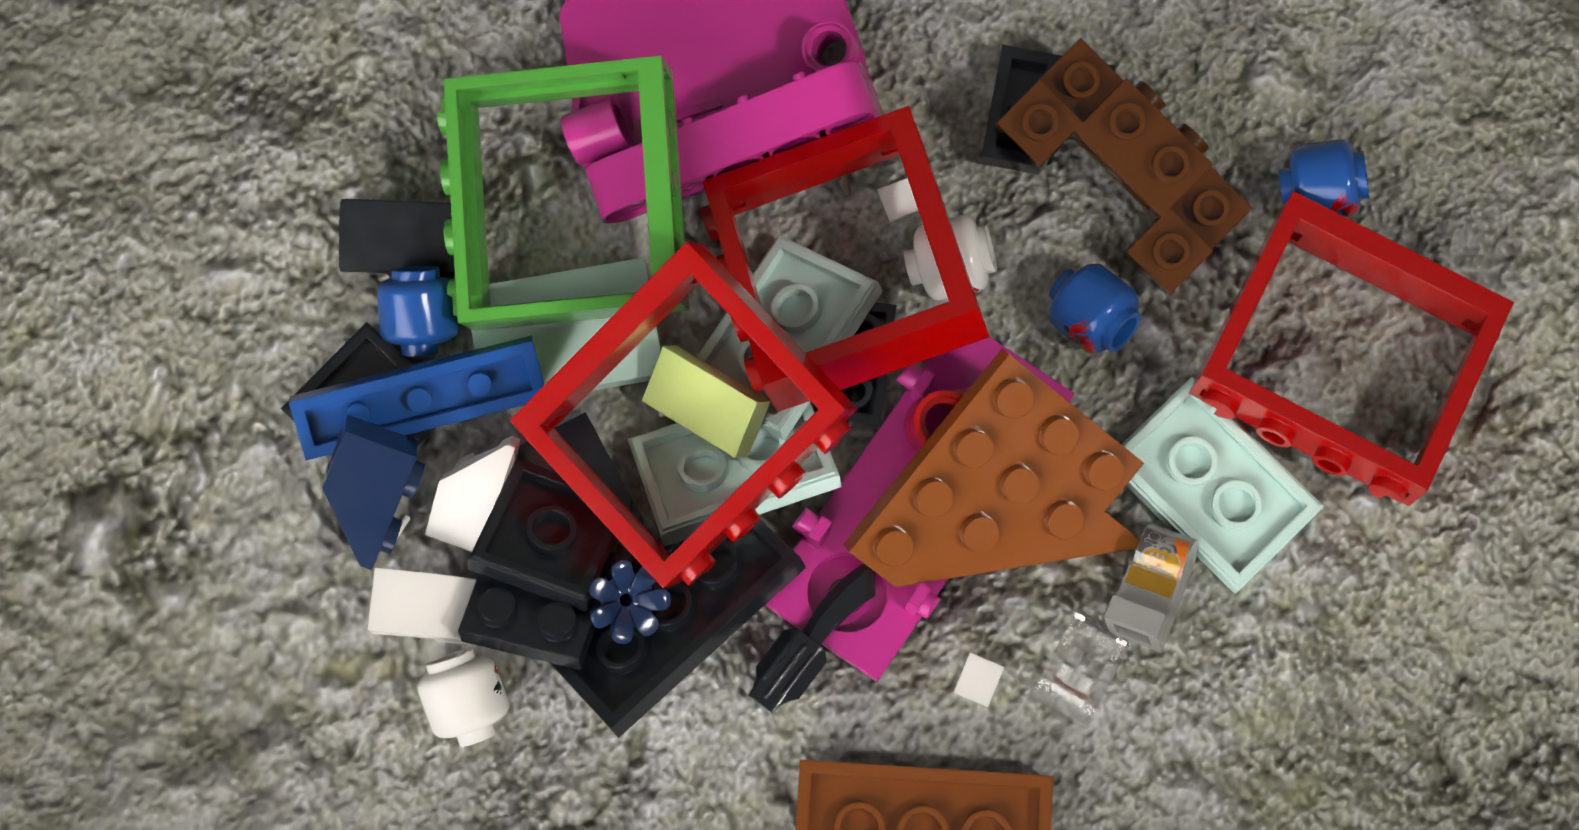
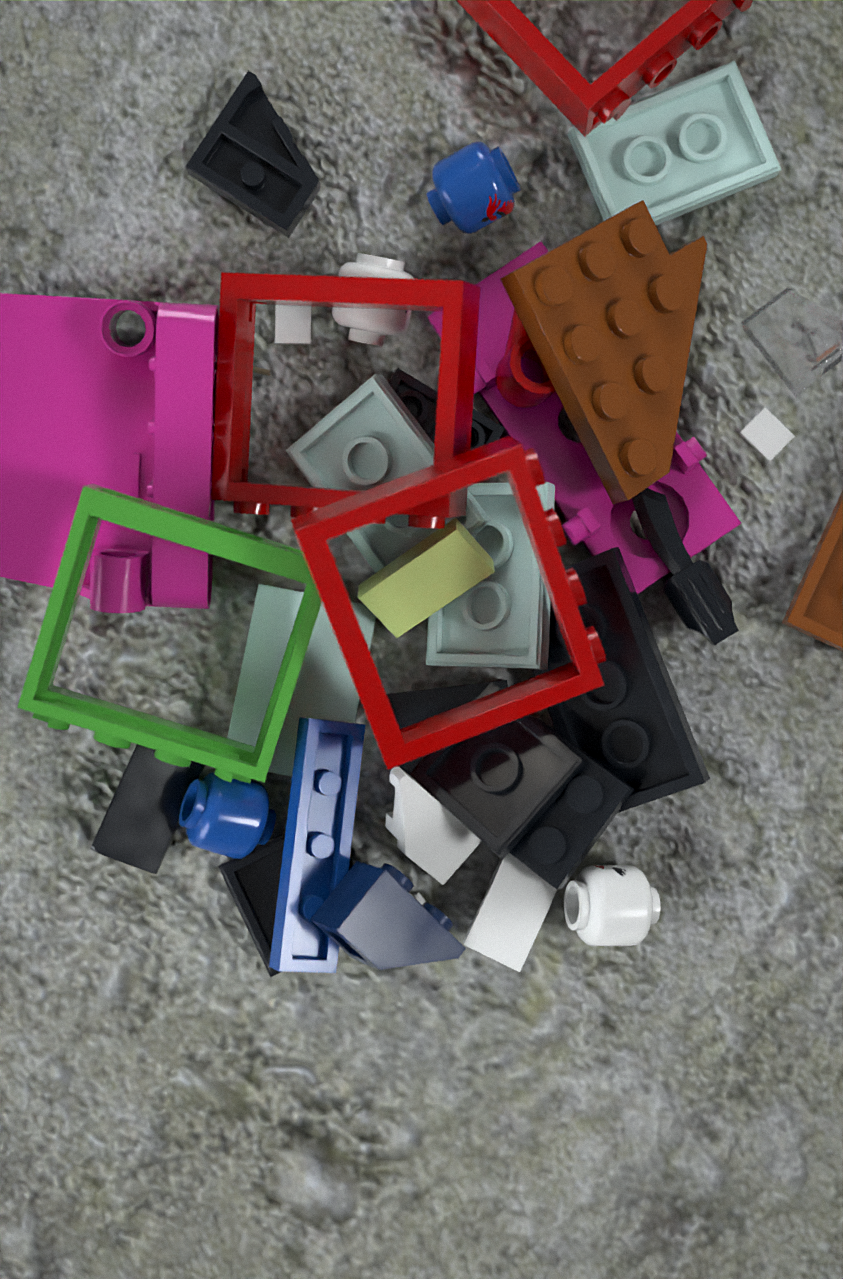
camera: 65 degrees left, 10 degrees up
(627, 601) = (593, 724): dark blue plant -> none
(1139, 150) = (340, 81): reddish brown bracket -> none
(1152, 588) = (750, 241): light grey leg -> none

